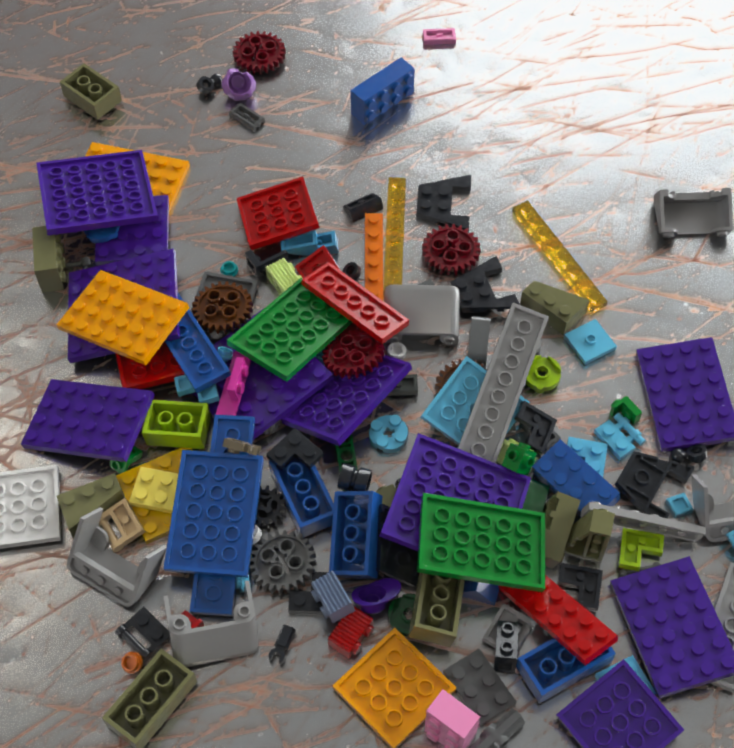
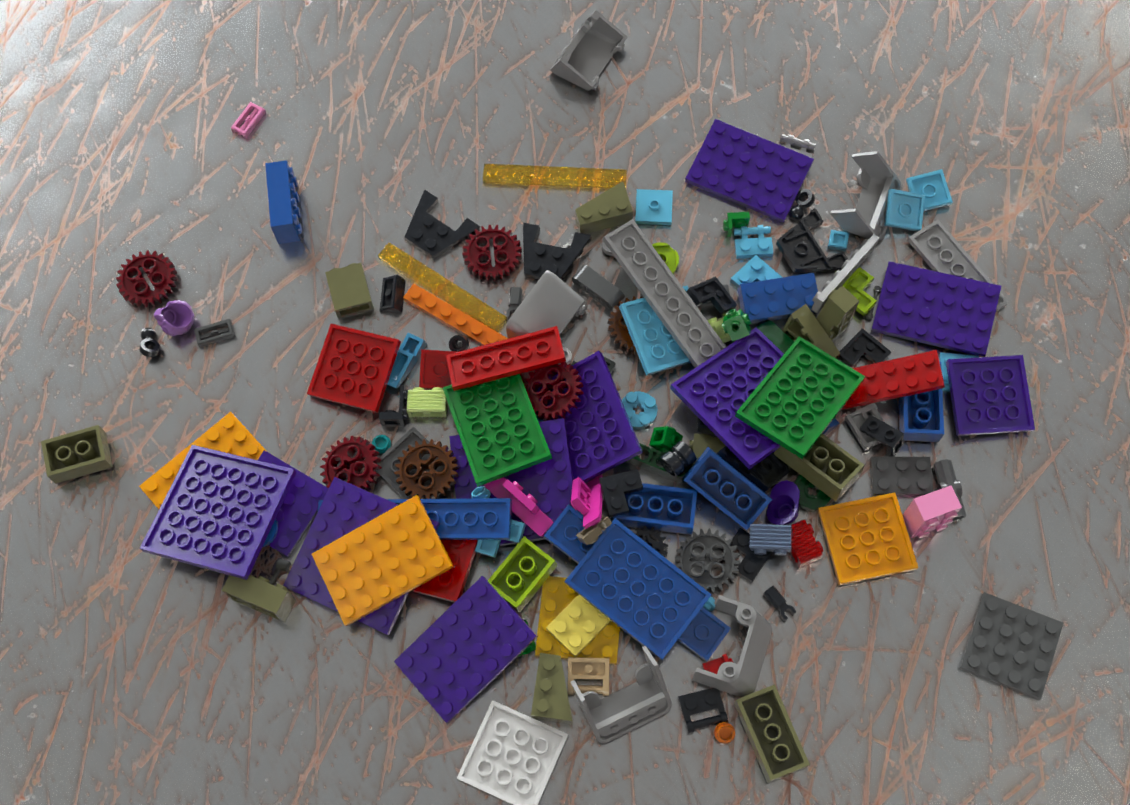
camera: 55 degrees left, 10 degrees up
(197, 258) = (350, 465): none -> dark red gear
(267, 428) = (588, 500): none -> dark pink bracket
(343, 175) = (349, 290): none -> olive brick
(374, 462) = (664, 438): none -> green brick

